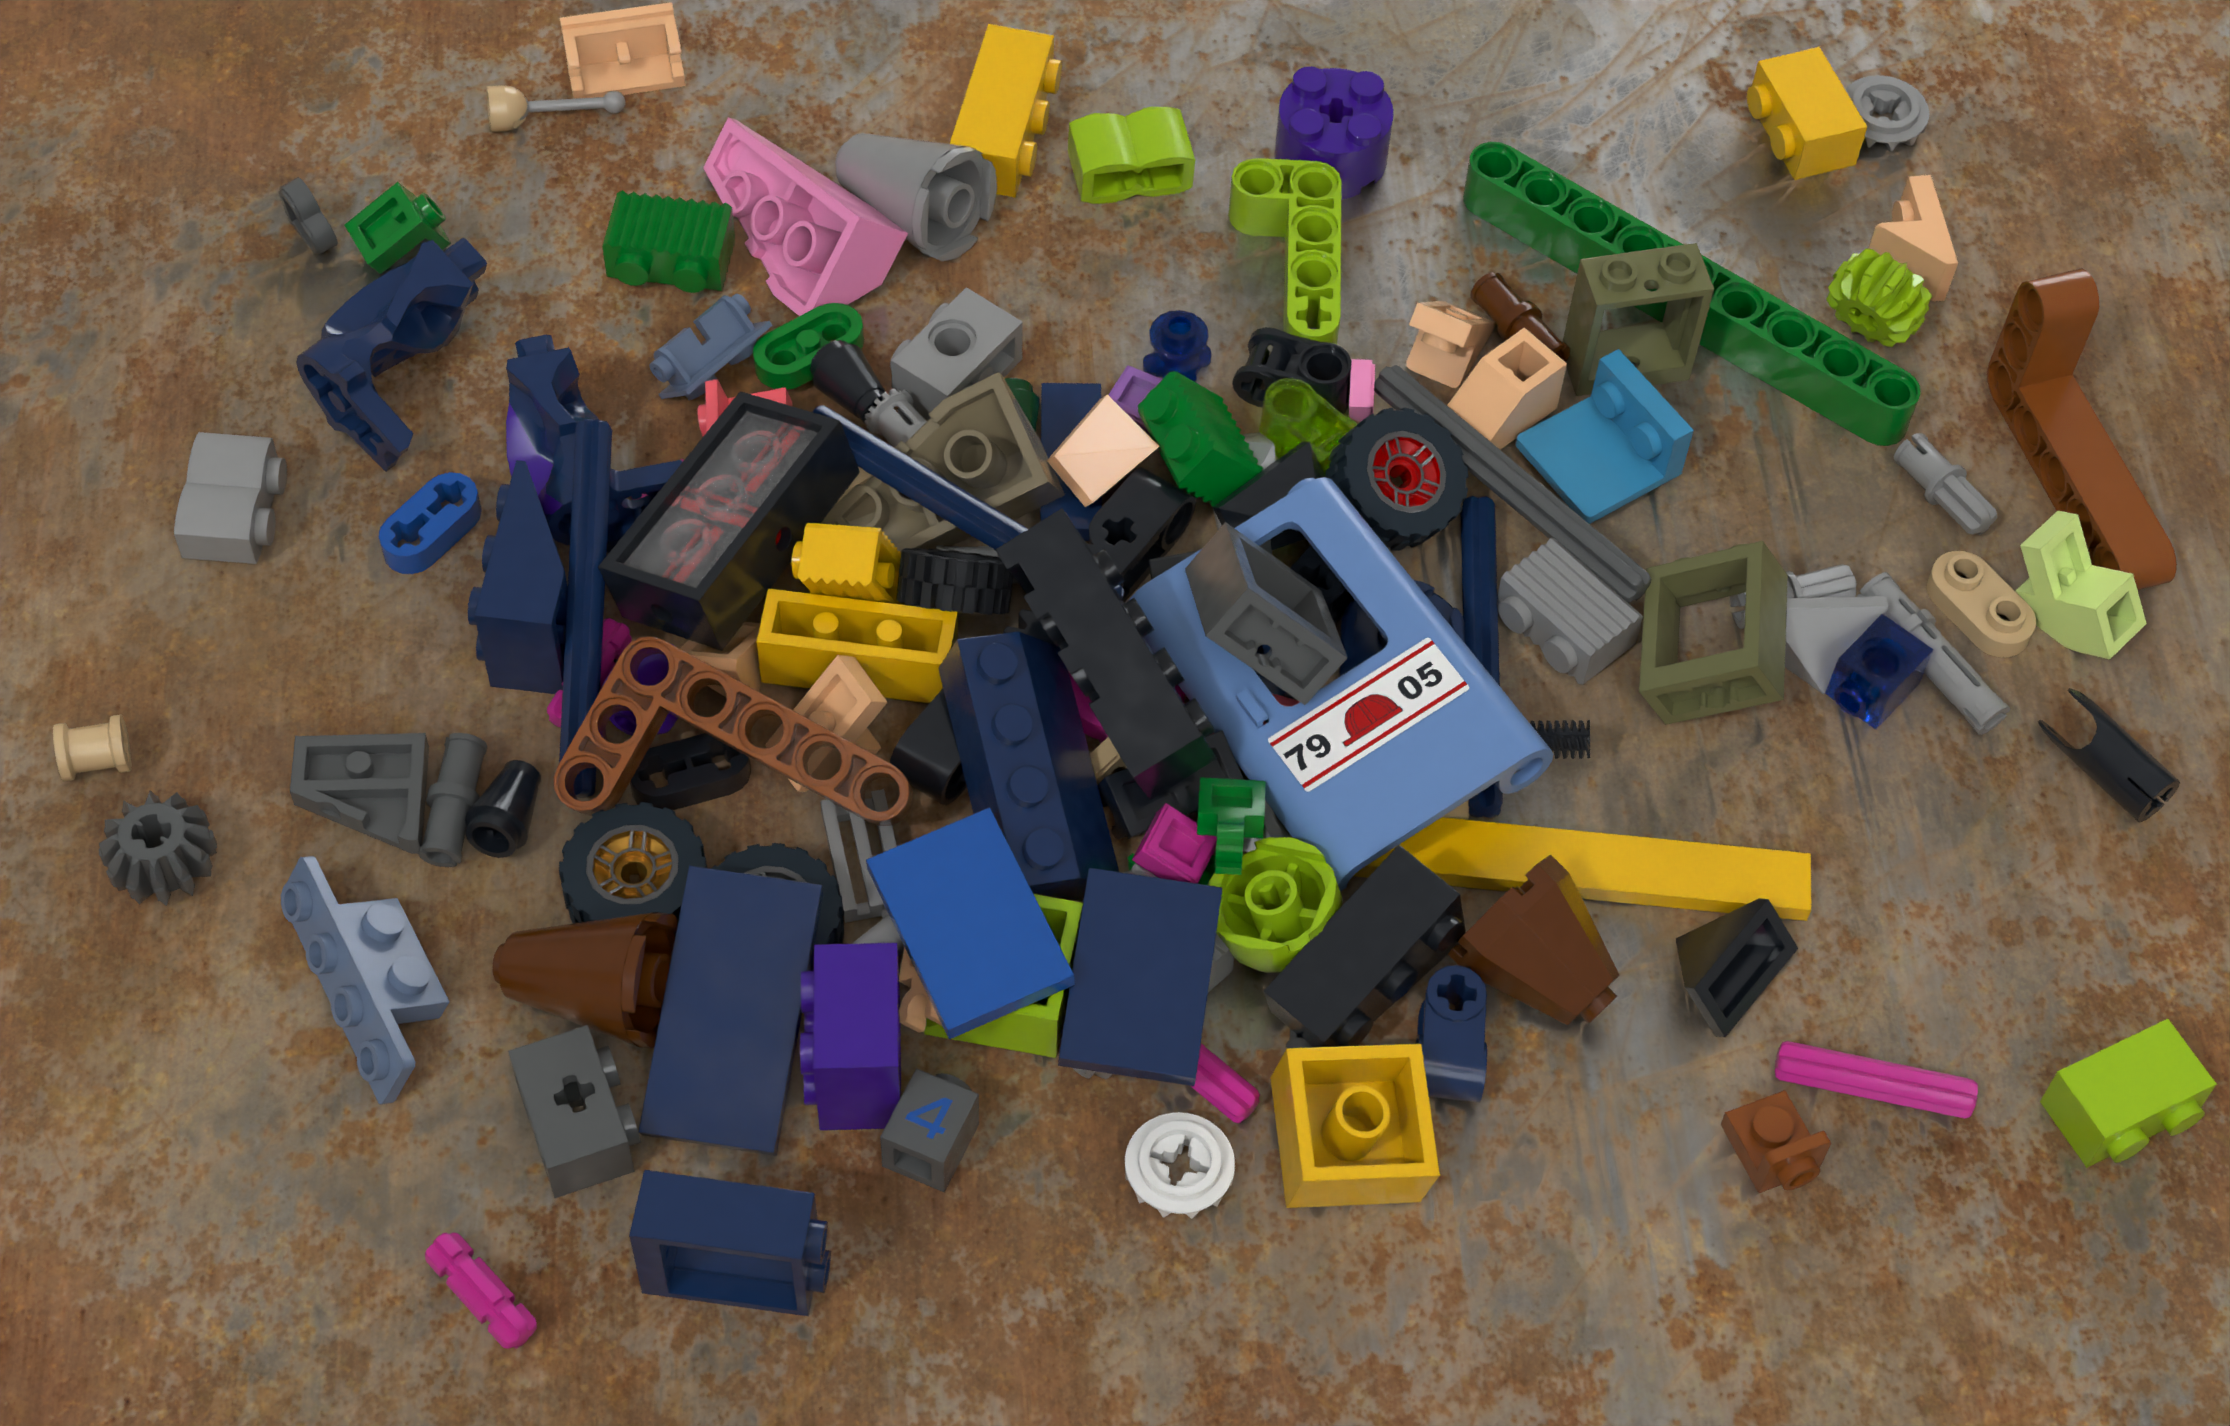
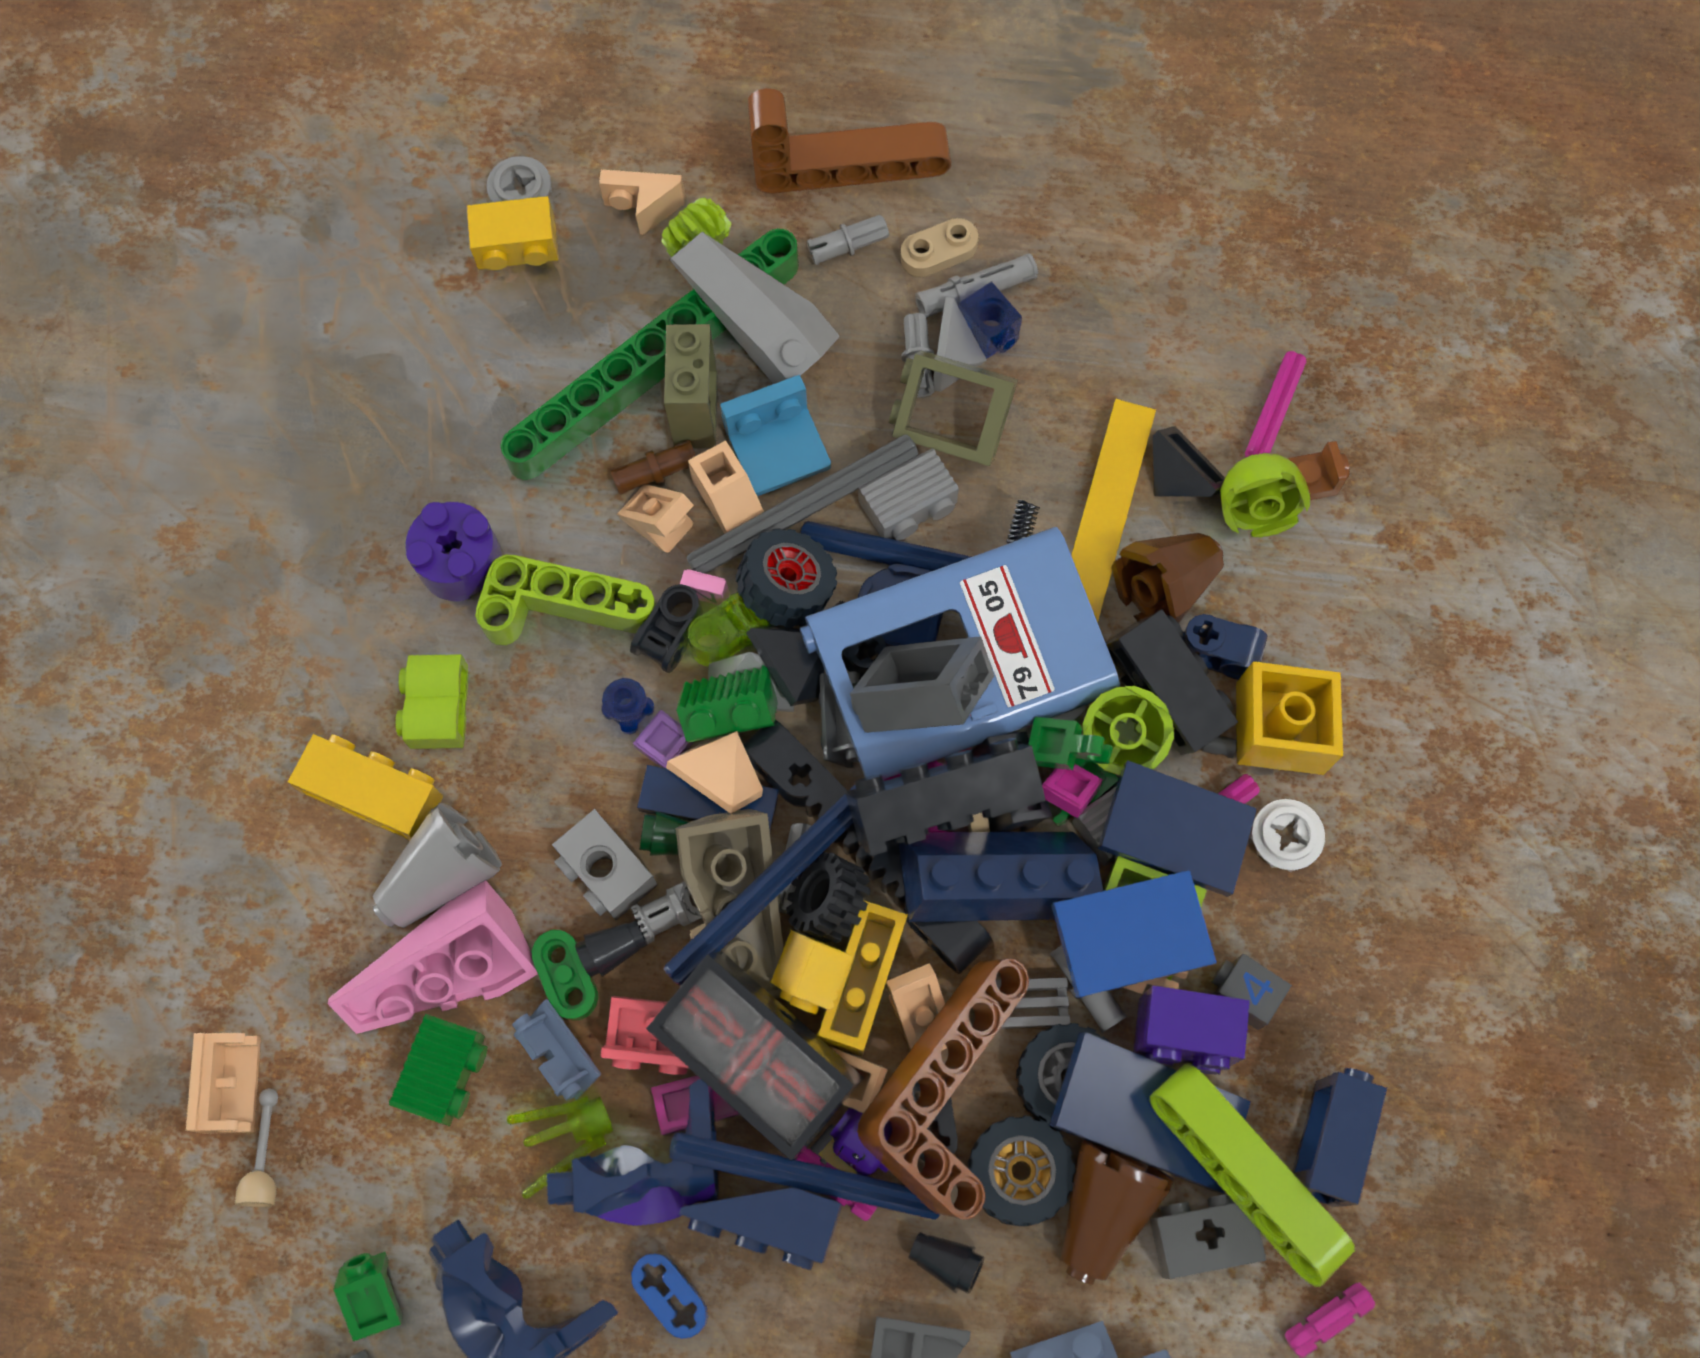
camera: 75 degrees left, 15 degrees up
(452, 799) = (932, 1301): dark grey pin -> none
(629, 398) = (587, 1121): none -> clear neon green plant
(657, 1120) = (1252, 1175): none -> lime beam
(1710, 1056) = (1264, 495): none -> lime cylinder
(1777, 389) = (764, 316): none -> light grey wedge
(2073, 600) = (956, 189): yellowish green brick -> none
(2119, 764) = (1078, 205): black piece -> none
(2128, 1094) = (1309, 270): lime brick -> none

